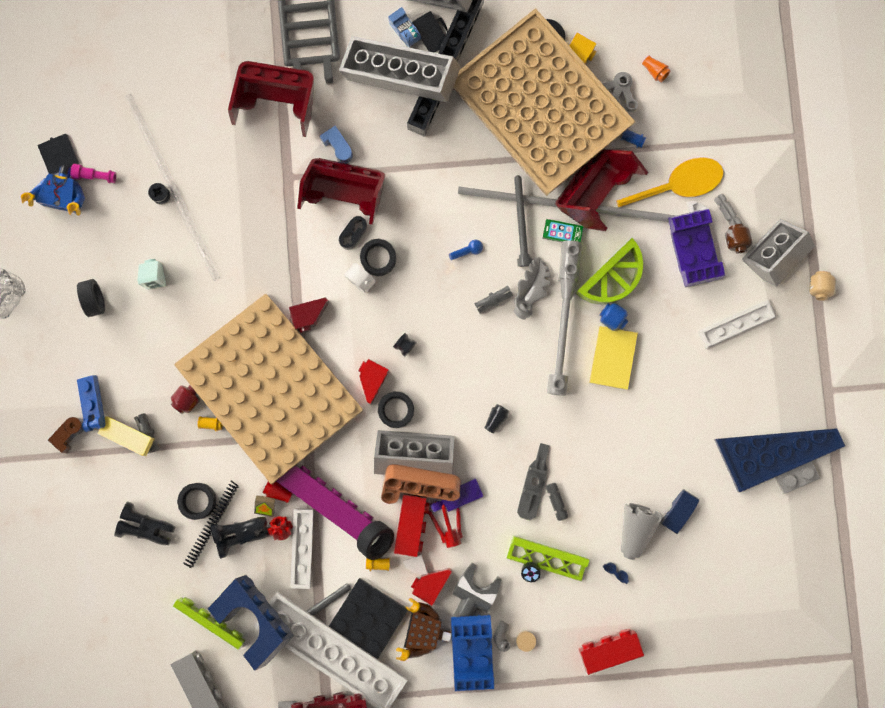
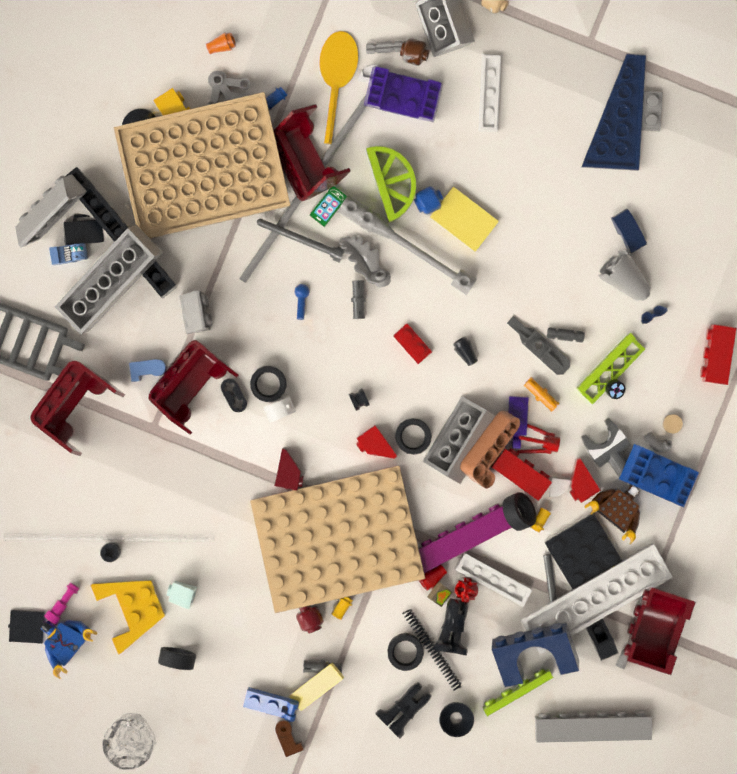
camera: 65 degrees left, 5 degrees up
(123, 243) = (138, 604): none -> yellow wing
(147, 581) = (456, 729): none -> black piece
(295, 677) = (602, 639): none -> black slope
(409, 161) = (195, 312): none -> slope
(478, 367) = (412, 343): none -> red plate
(492, 506) = (541, 394): none -> light orange pin

